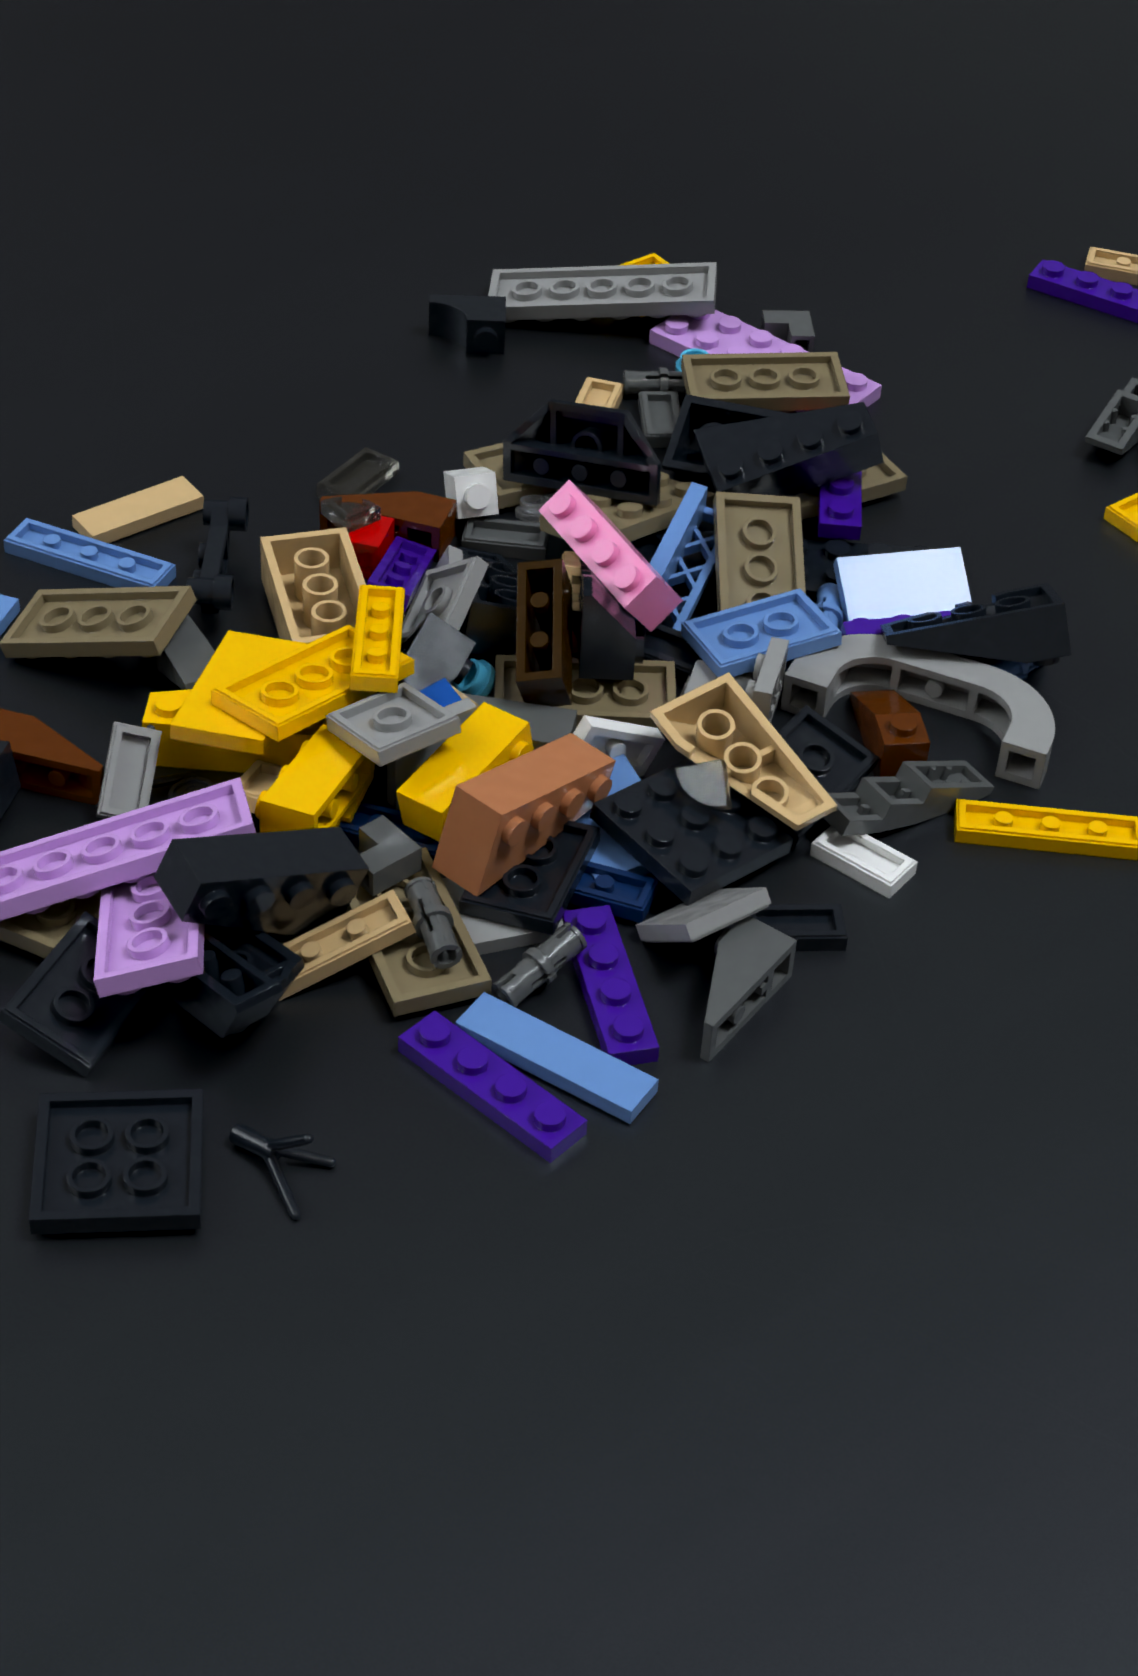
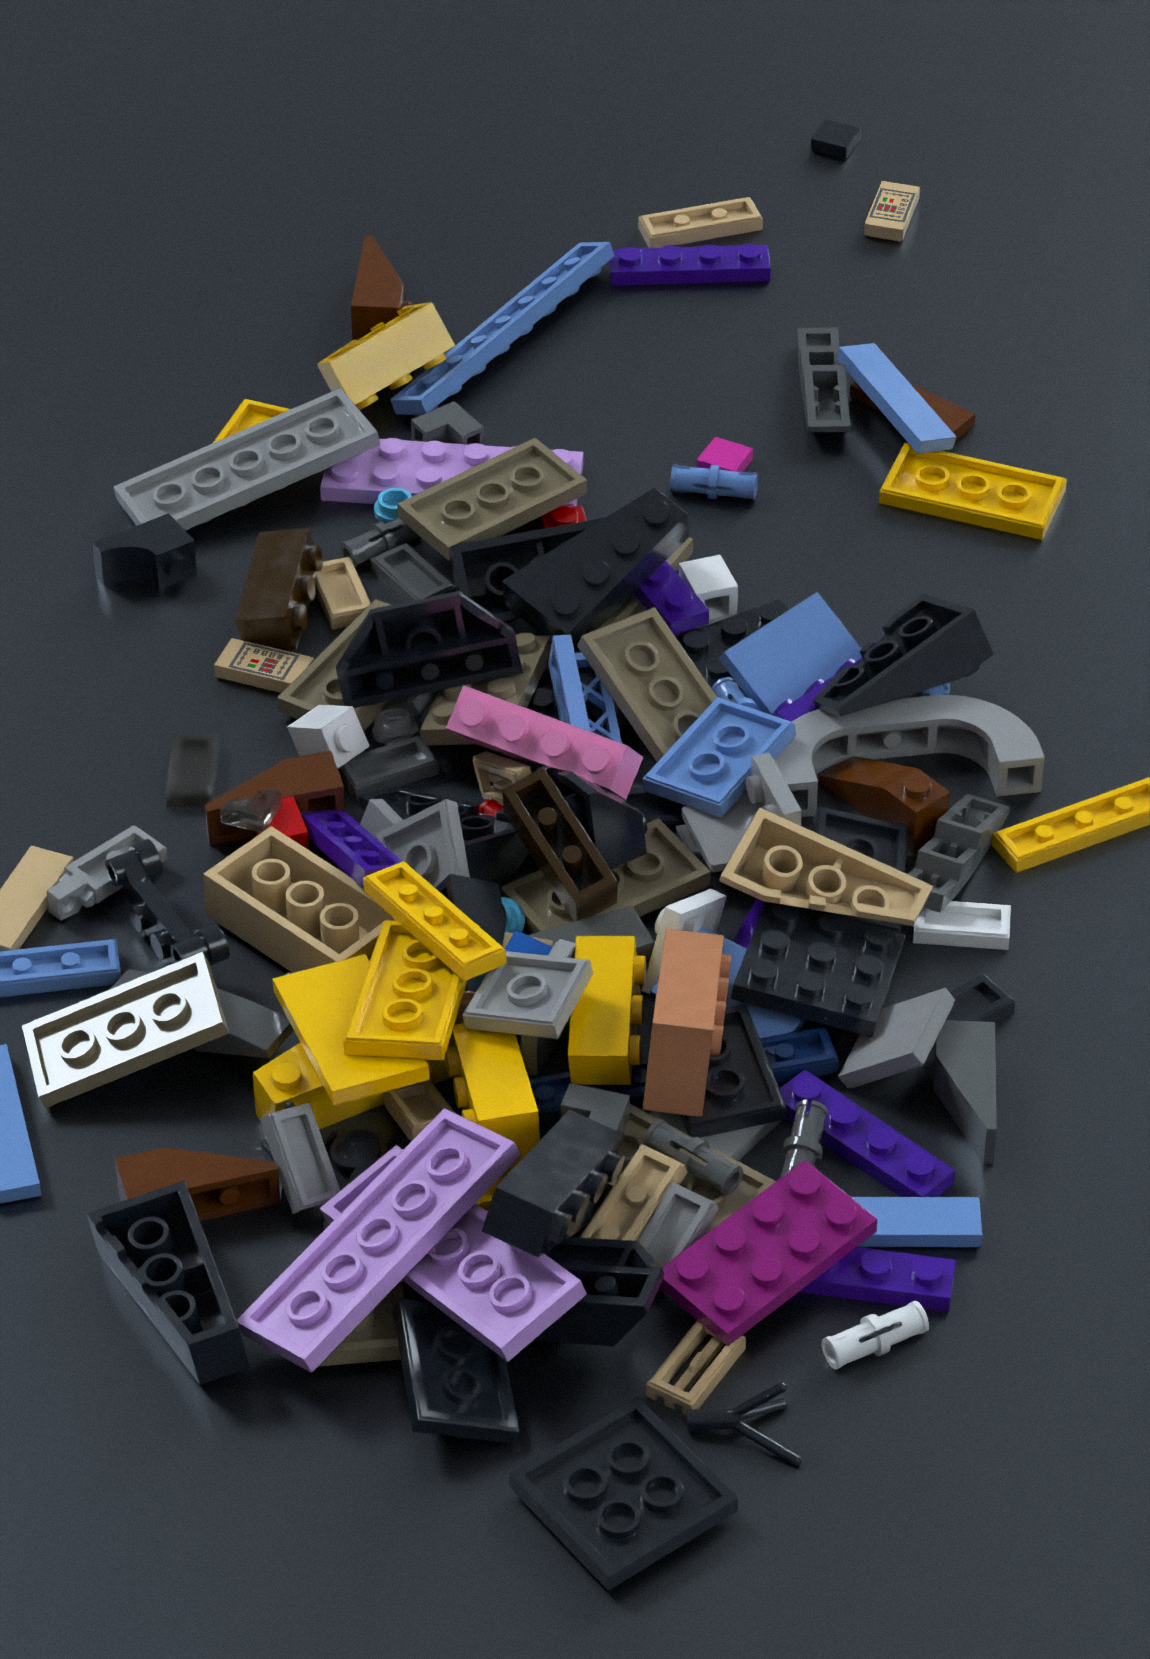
camera: 30 degrees left, 0 degrees up
(188, 517) = (87, 877): none -> light grey hinge
(291, 1100) = (678, 1394): none -> tan tile
(358, 979) = (676, 1224): none -> light grey tile
(421, 1028) = (766, 1252): none -> magenta plate
(421, 1141) = (904, 1324): none -> white pin
(476, 425) = (260, 665): none -> tan tile
(544, 373) = (279, 588): none -> dark brown brick
(707, 783) = (816, 919): clear smoke tile -> none
(780, 258) = (388, 354): none -> yellow wedge
(818, 225) = (376, 291): none -> reddish brown slope
(884, 515) = (713, 586): none -> white brick
(916, 278) = (503, 328): none -> medium blue plate
(970, 447) = (713, 482): none -> medium blue pin
(997, 436) = (726, 454): none -> dark pink tile

